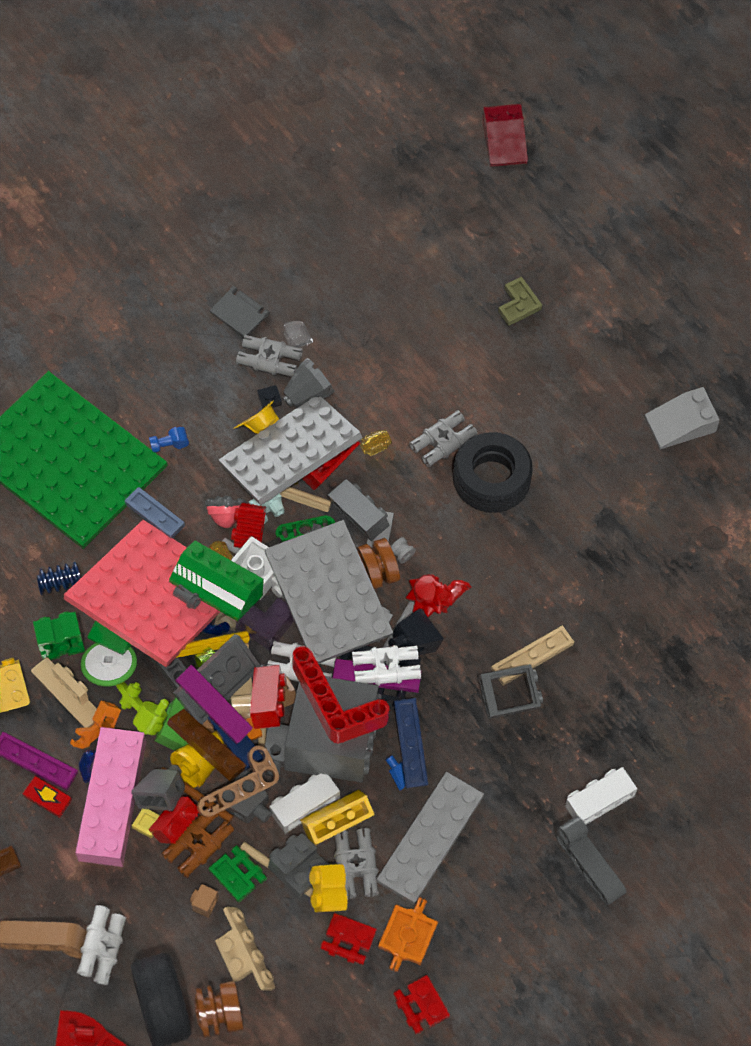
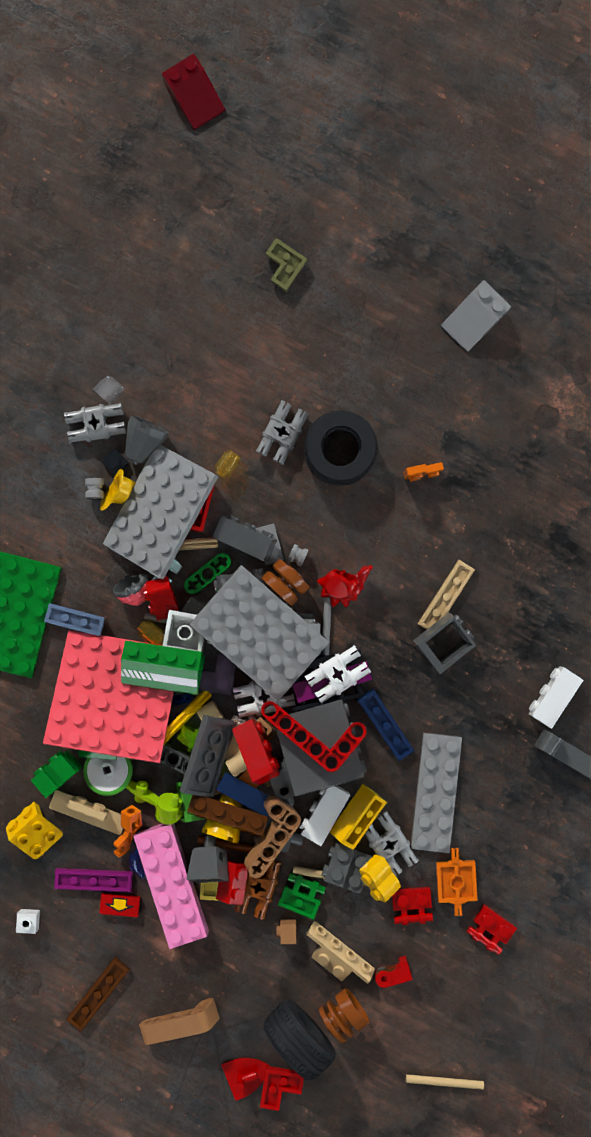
camera: 25 degrees left, 25 degrees up
(58, 578) = (28, 719): dark blue piece -> none
(101, 945) = (227, 1007): white pin -> none
(176, 437) = (56, 540): blue leg -> none
(191, 600) = (145, 693): dark grey pin -> none
(213, 704) = (217, 784): magenta tile -> none
(237, 410) = (94, 488): none -> light grey wheel
(239, 311) = (46, 389): dark grey piece -> none
(293, 999) = (393, 974): none -> red leg
(396, 772) = (384, 751): blue bar -> none
(417, 631) = (345, 629): black torso -> none
(558, 526) = (417, 472): none -> orange plate

